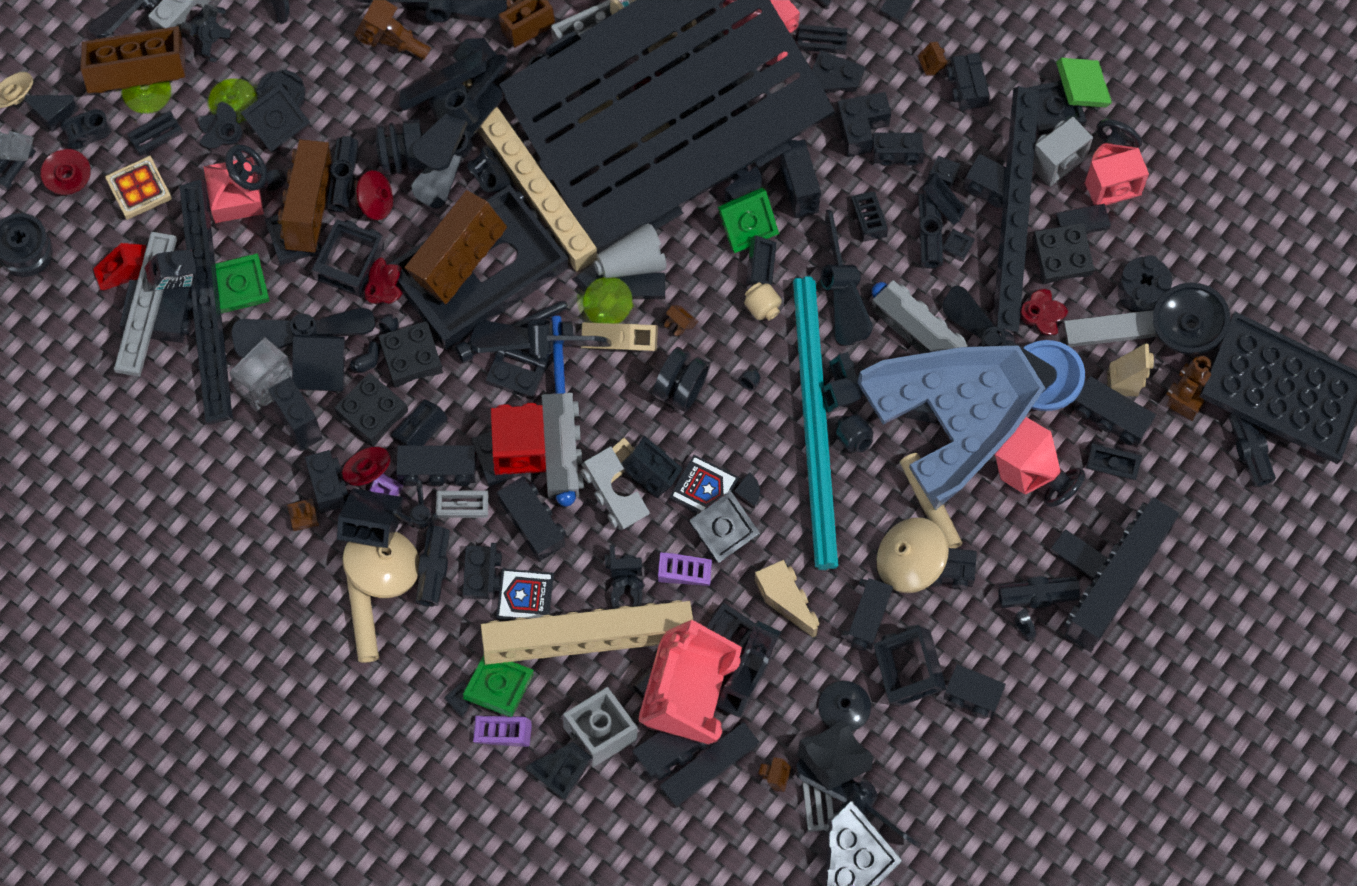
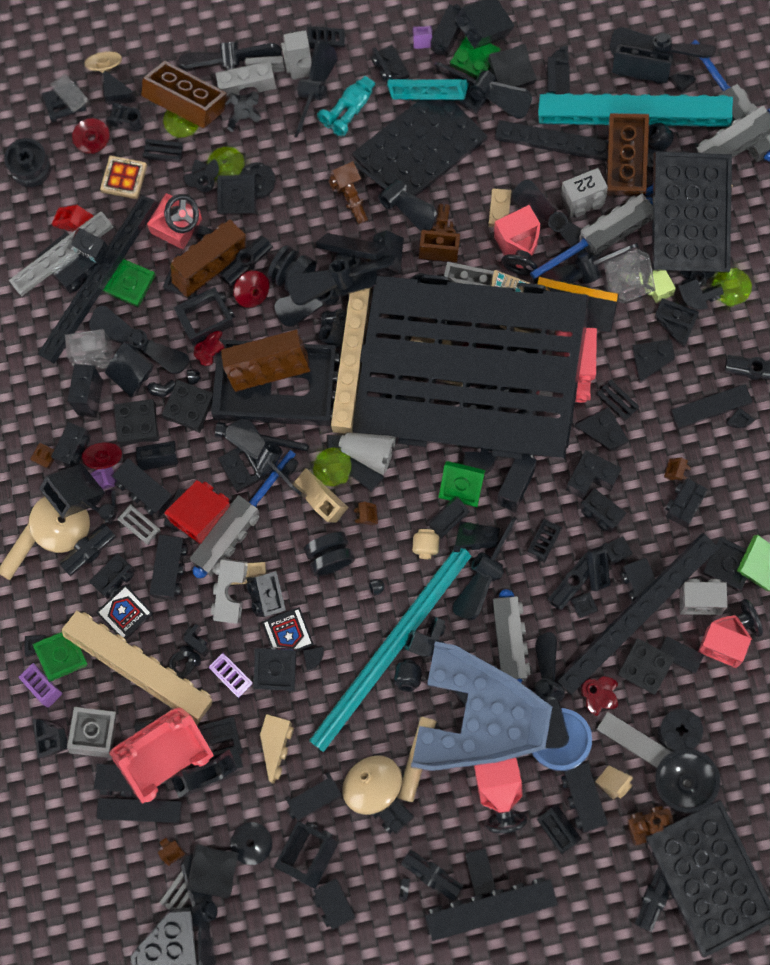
camera: 50 degrees right, 5 degrees up
(803, 258) = (476, 536): none -> black wing

